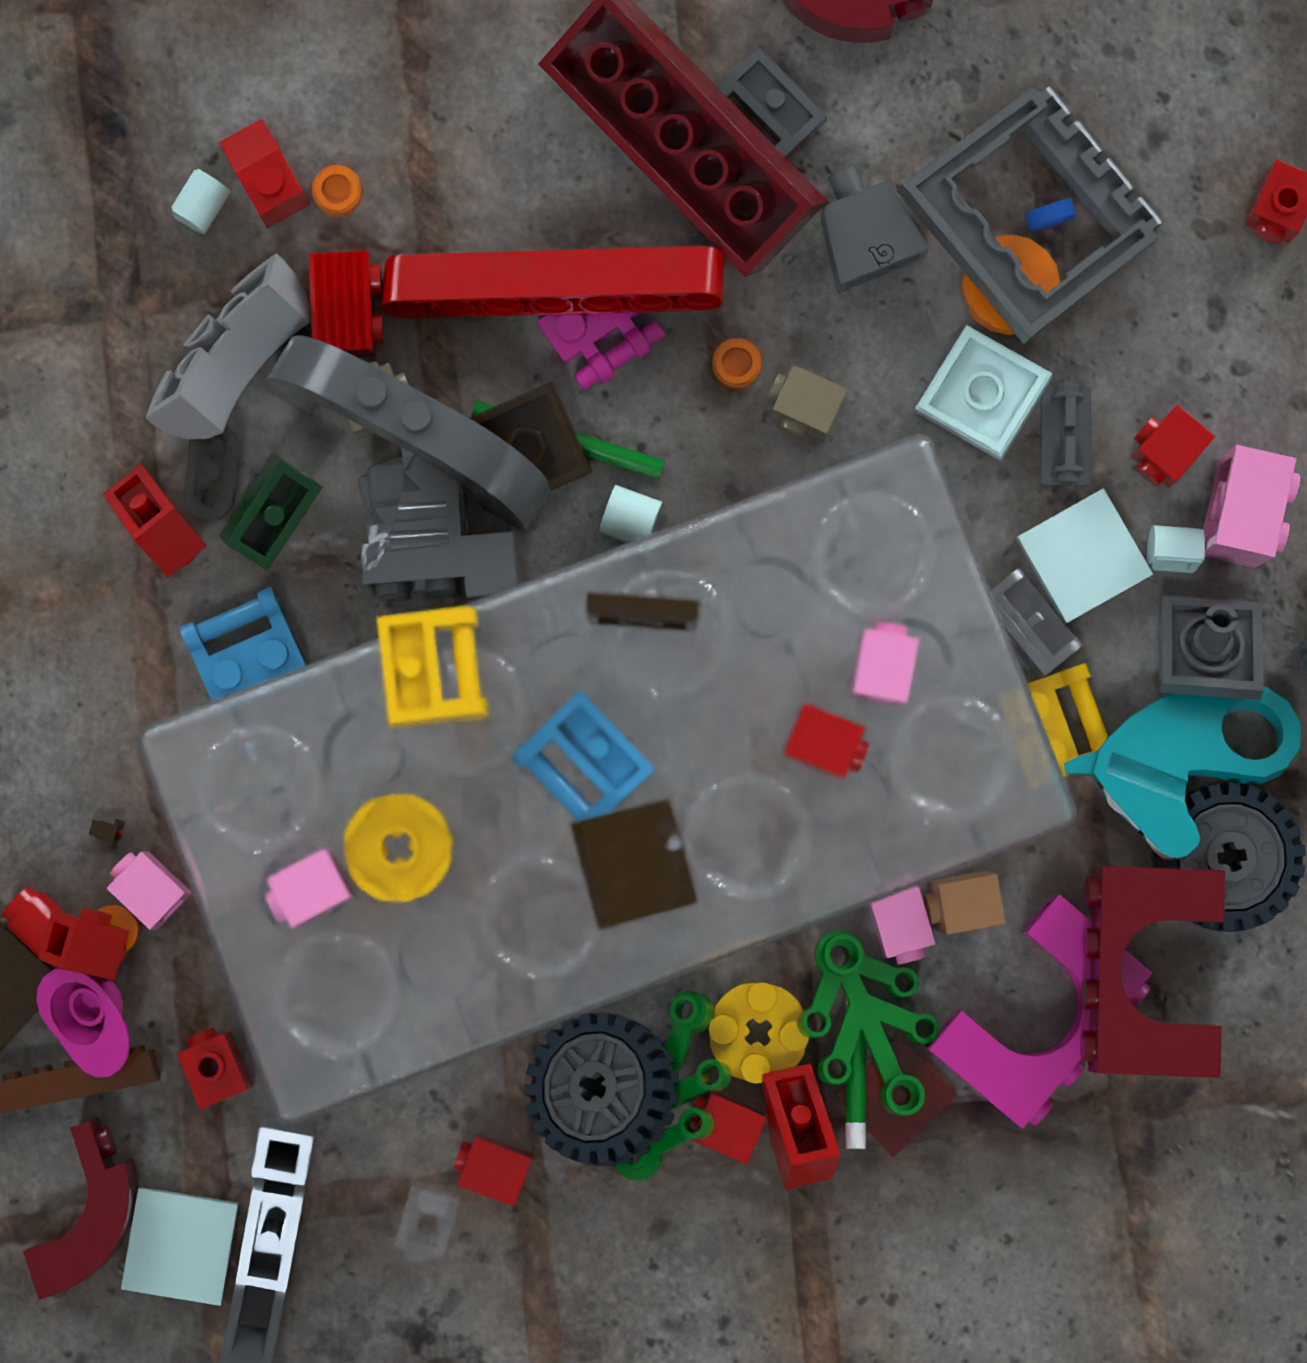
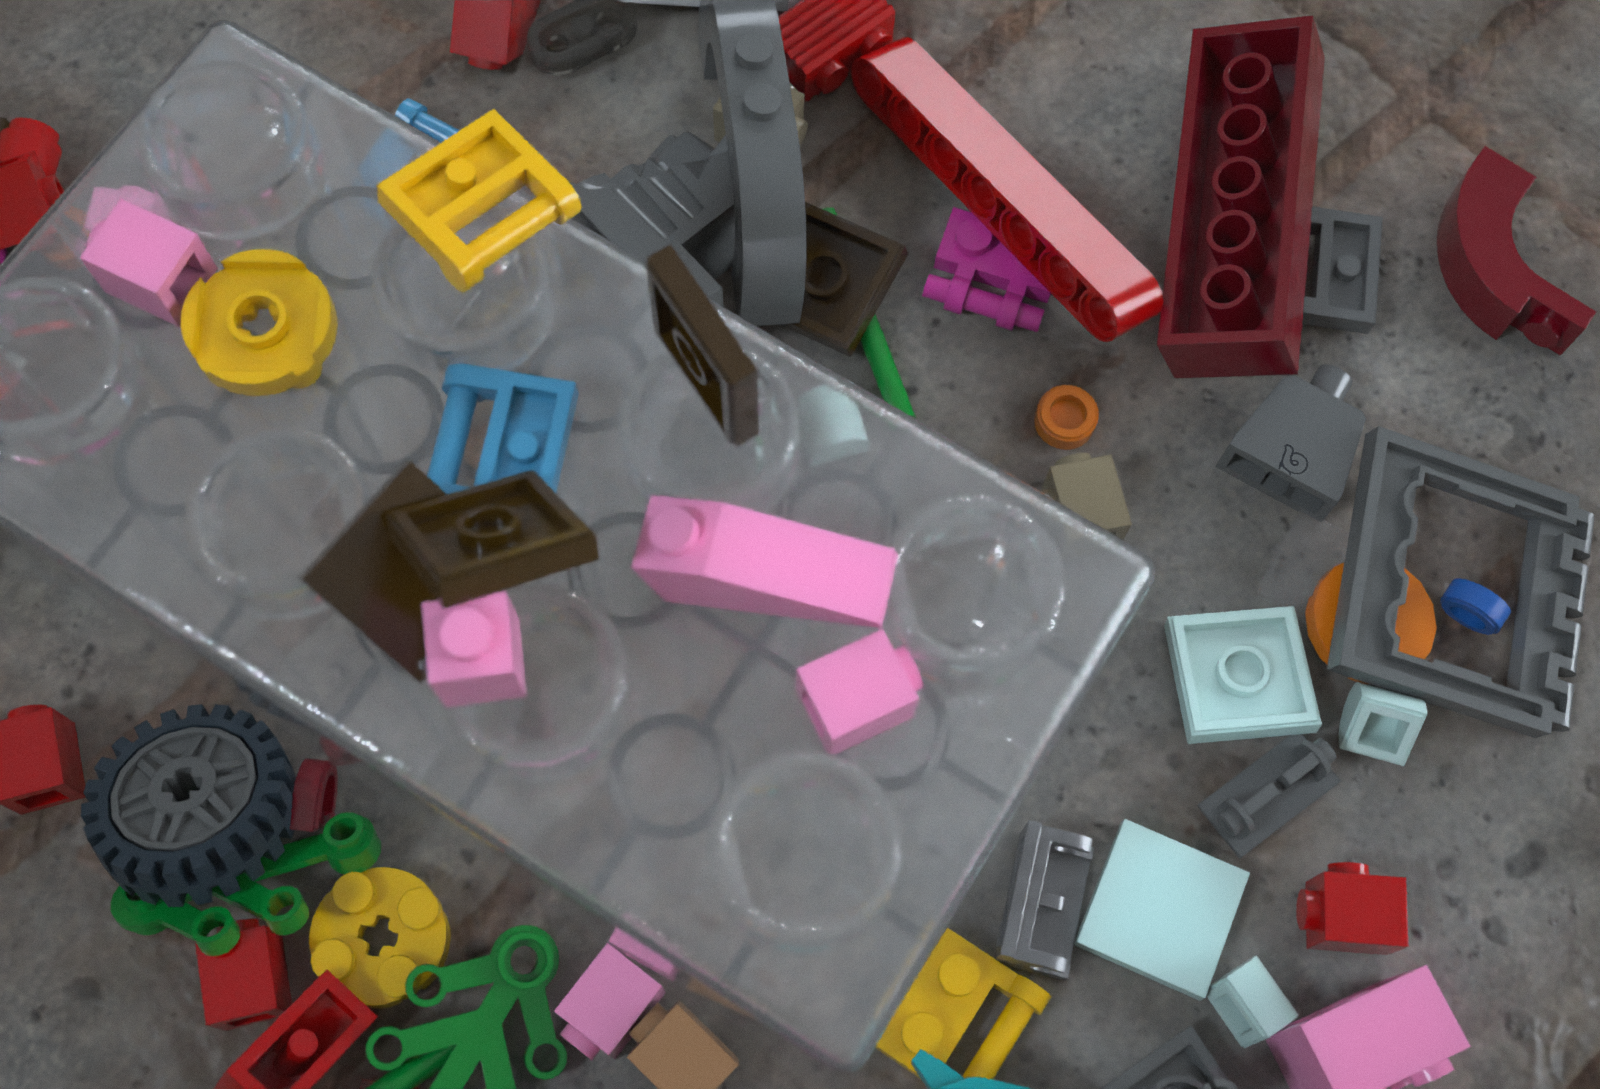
camera: 50 degrees right, 15 degrees down
(270, 512) = (579, 92): dark green brick -> none
(647, 1015) = (314, 795): none -> dark red tile
(664, 808) = (491, 538): none -> dark brown tile
(724, 861) = (474, 651): none -> bright pink brick
(779, 664) = (760, 563): none -> bright pink slope
(826, 743) = (716, 689): red brick -> none
(1076, 335) = (1380, 723): none -> light aqua brick

